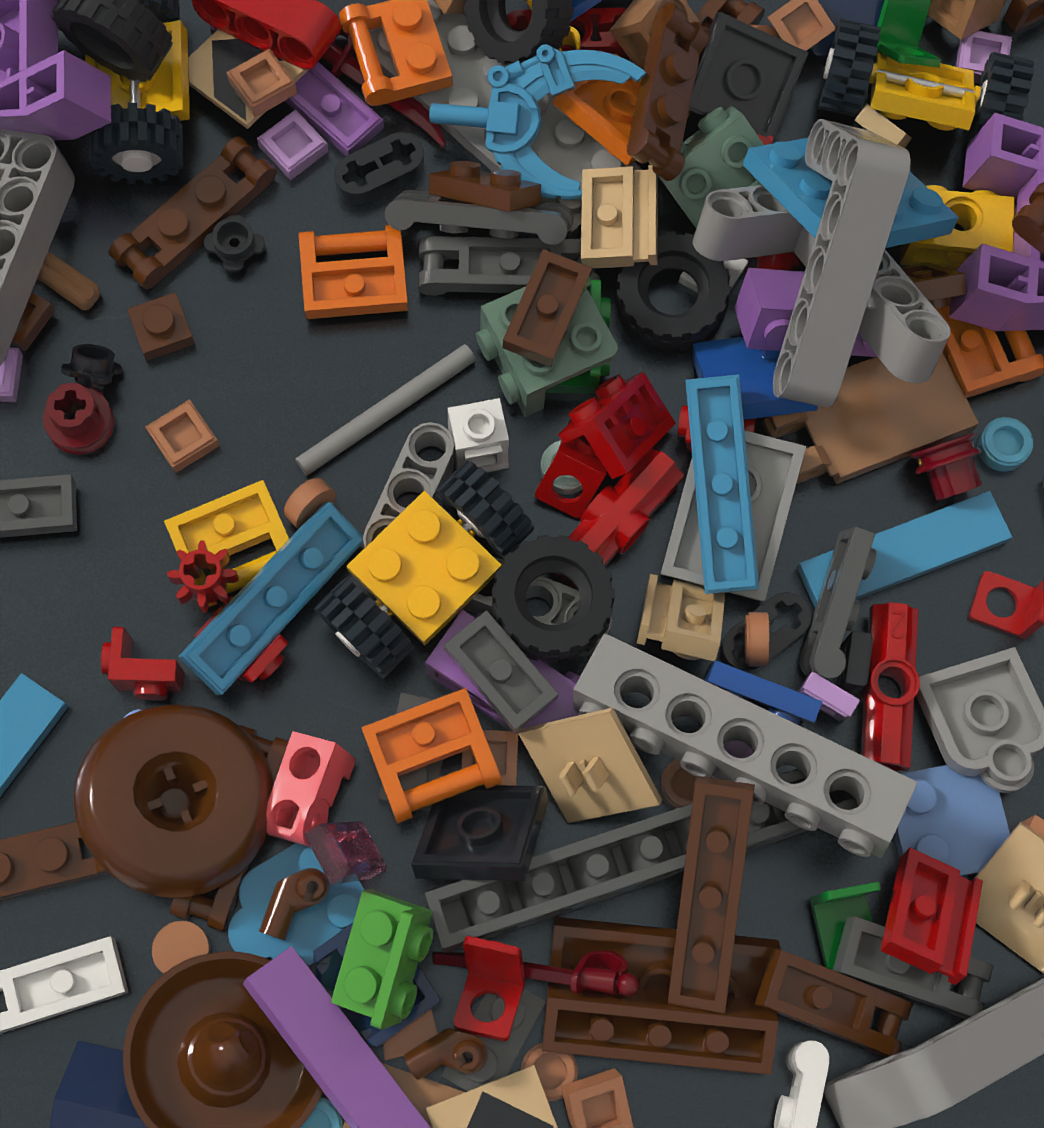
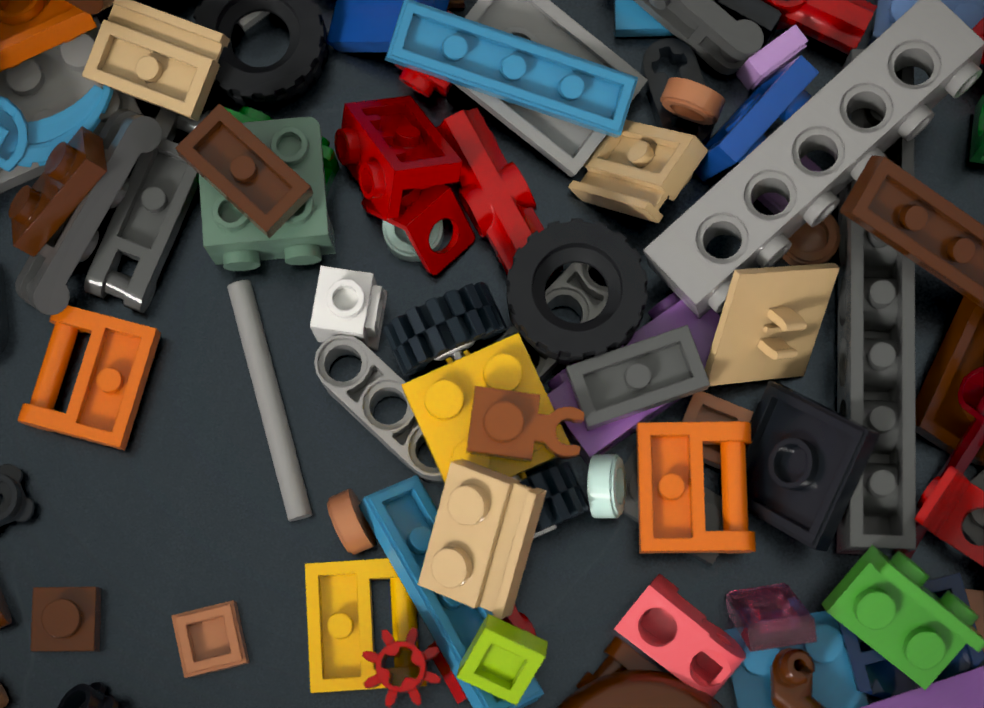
camera: 60 degrees left, 5 degrees up
(232, 644) = (502, 659): none -> lime tile
(321, 592) = (481, 538): none -> tan plate
(406, 684) = (606, 486): none -> light aqua tile
(420, 582) = (509, 425): none -> dark orange plate

